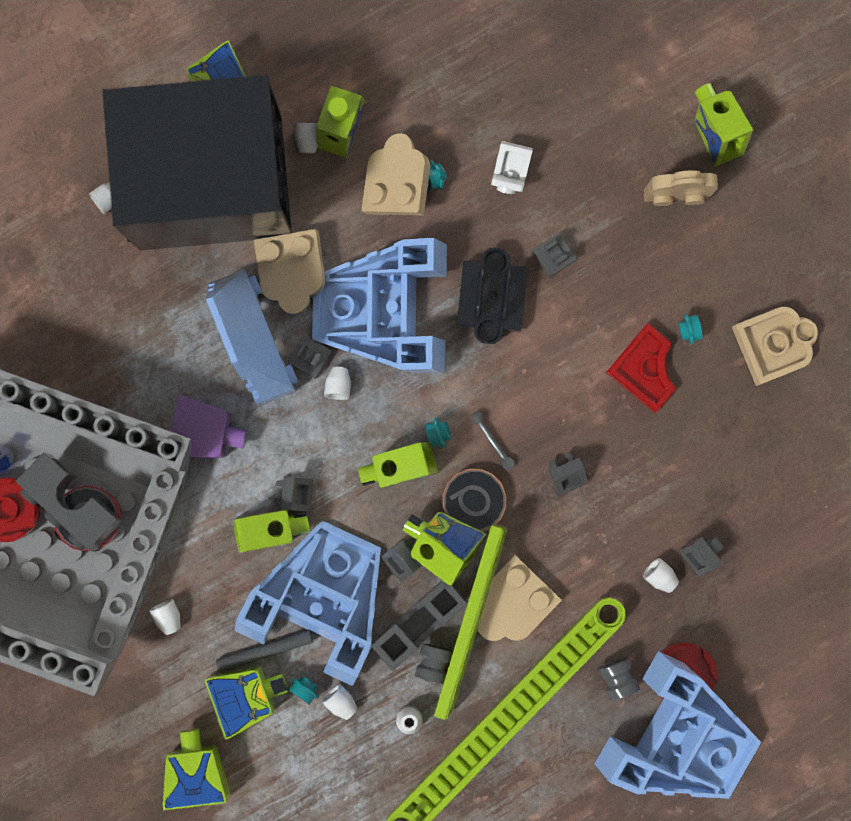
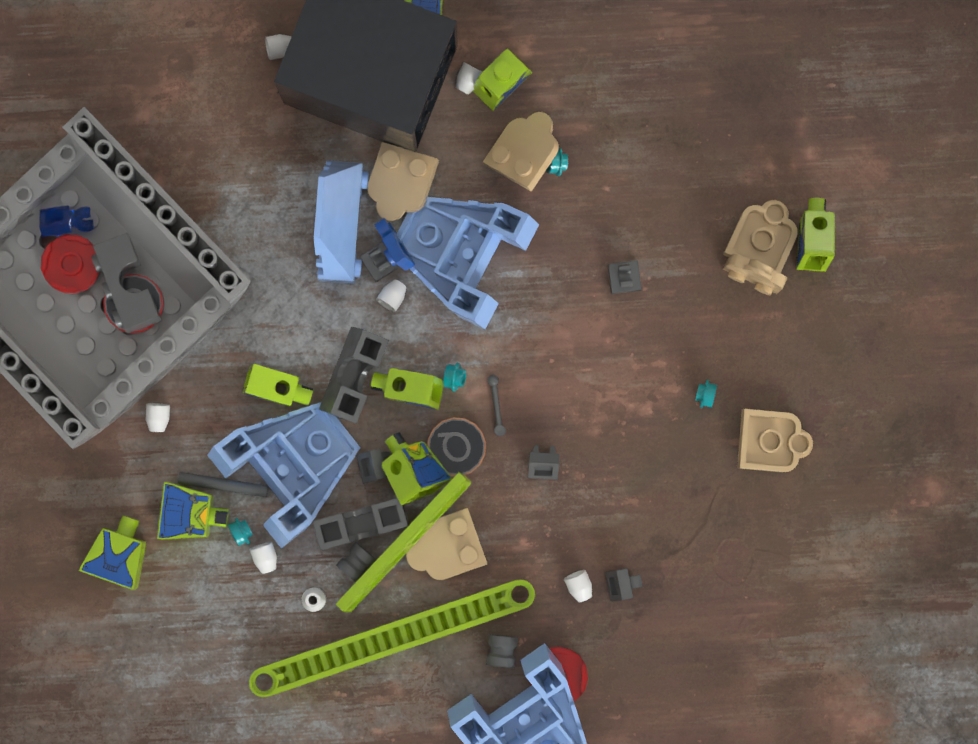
camera: 25 degrees right, 0 degrees up
(206, 428) = (267, 278): medium lavender torso -> none
(295, 493) = (312, 368): dark grey tile -> none
(320, 338) = (396, 251): none -> blue plate
(338, 502) = (344, 392): none -> dark grey arch
(492, 296) = (555, 285): black piece -> none
(511, 167) = (624, 187): white bracket -> none
(643, 368) = (651, 407): red tile -> none
(668, 146) = (764, 235): none -> tan plate

